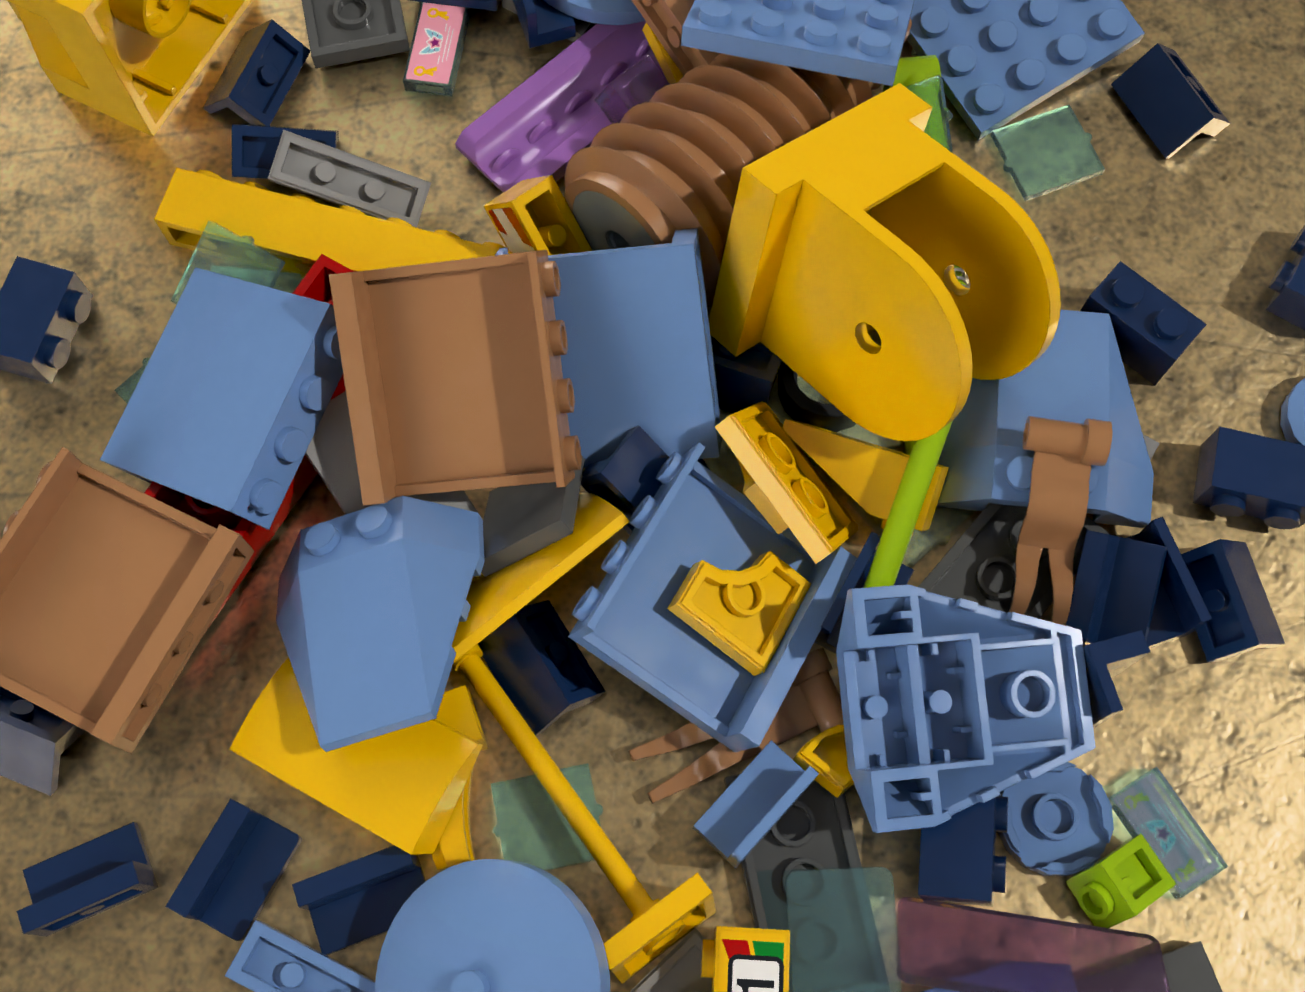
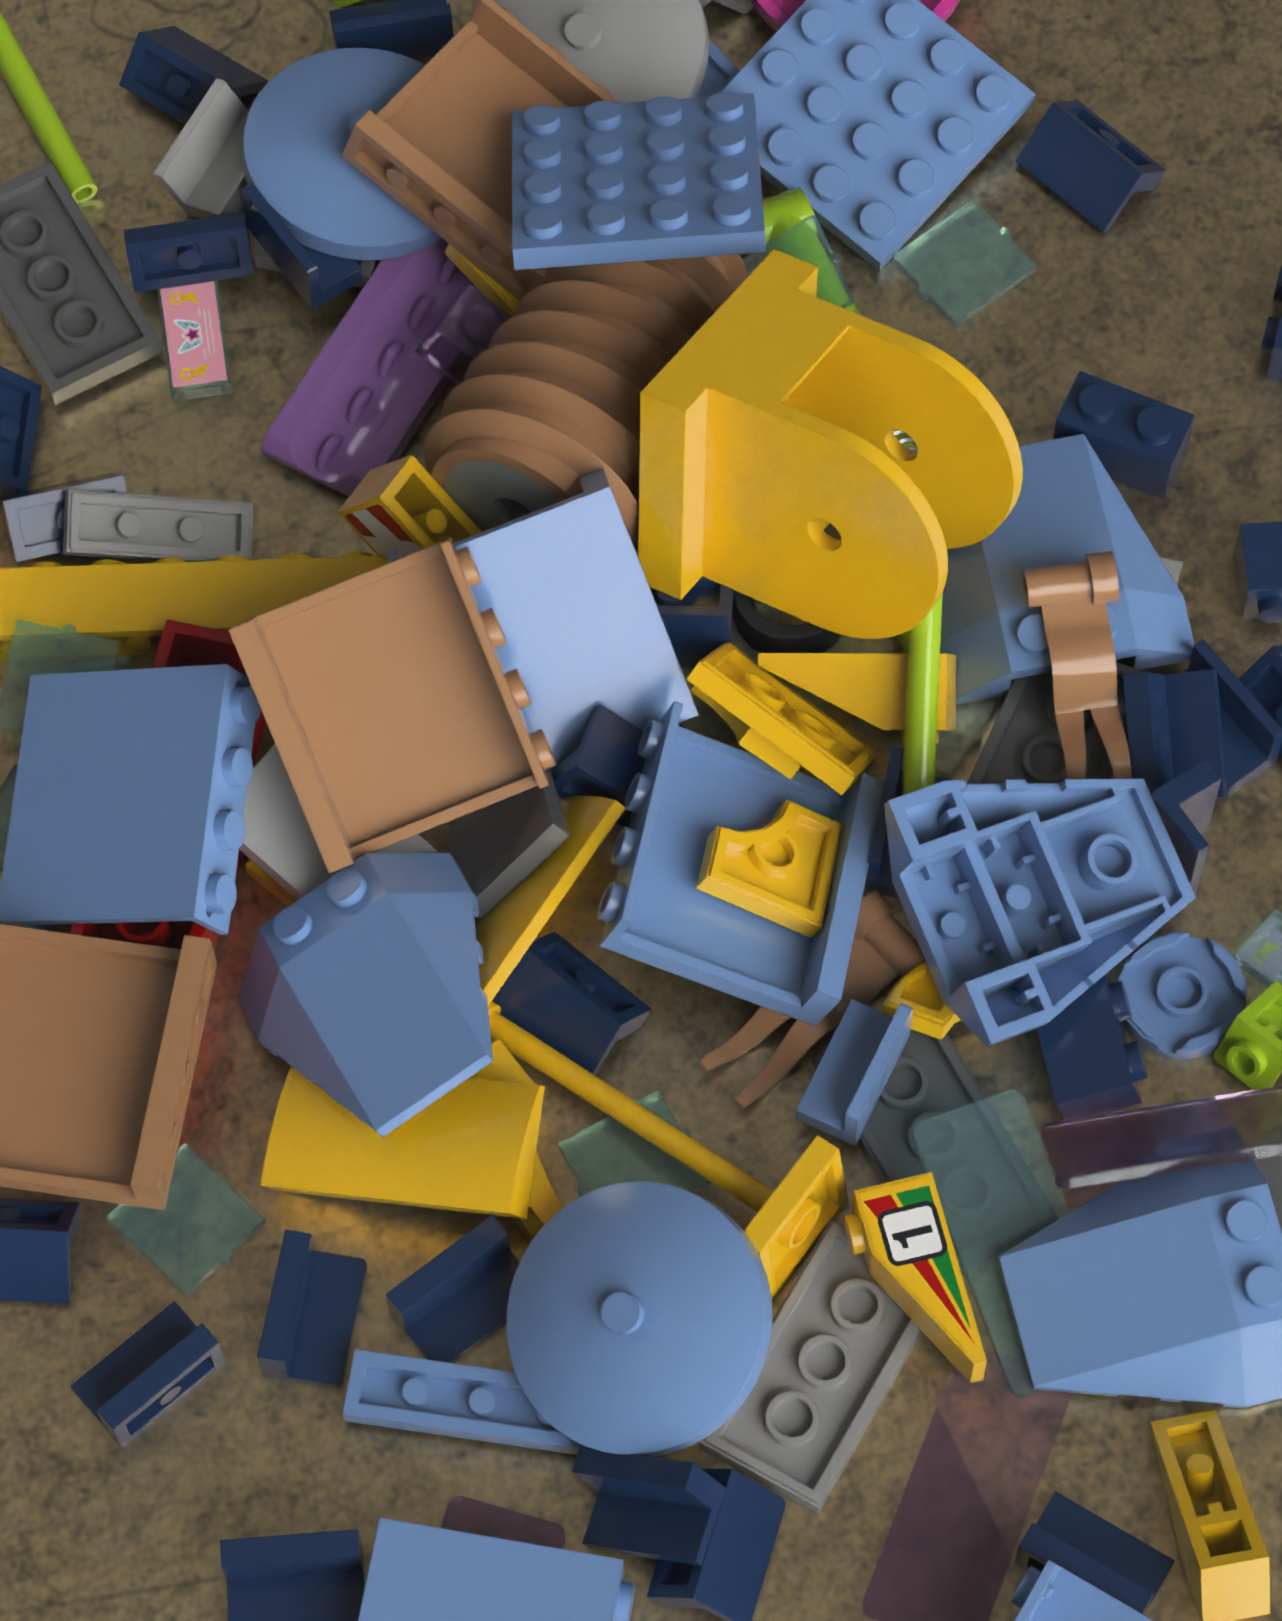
camera: 15 degrees left, 5 degrees down
(175, 756) = (197, 1230): none -> clear light blue piece

